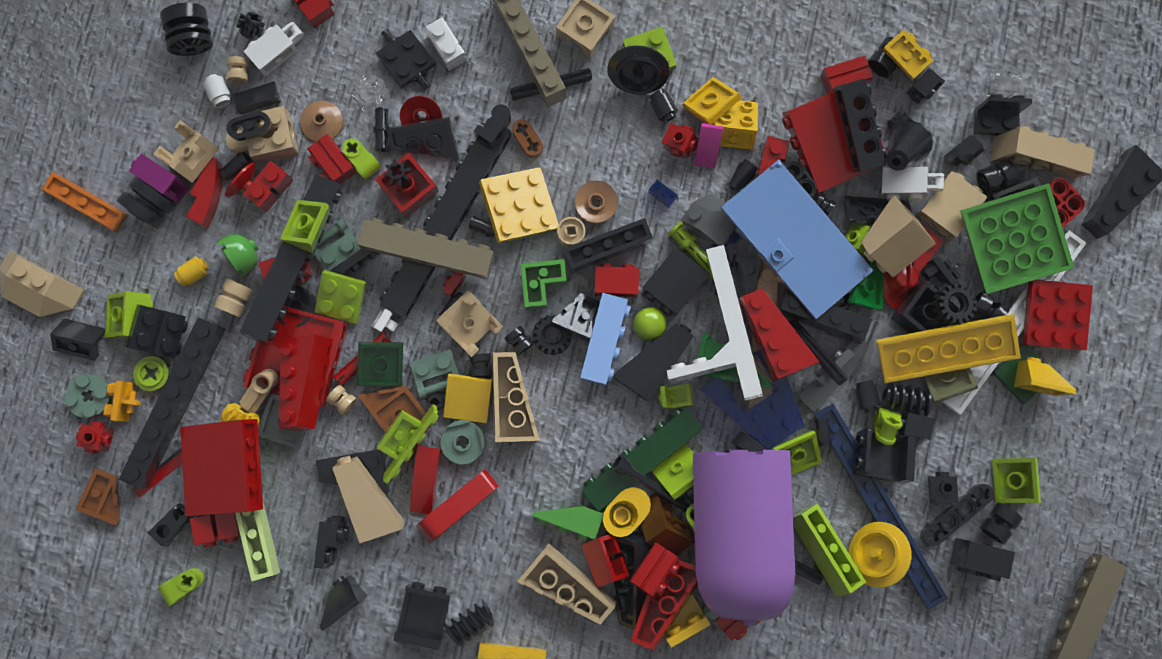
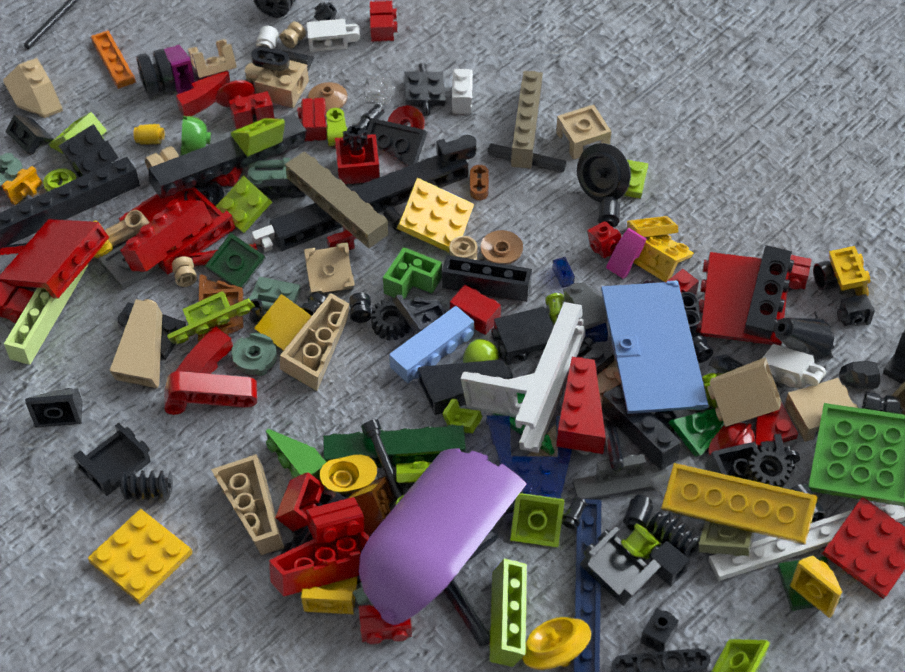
camera: 35 degrees right, 30 degrees down
(330, 534) = (87, 354): black plate -> none

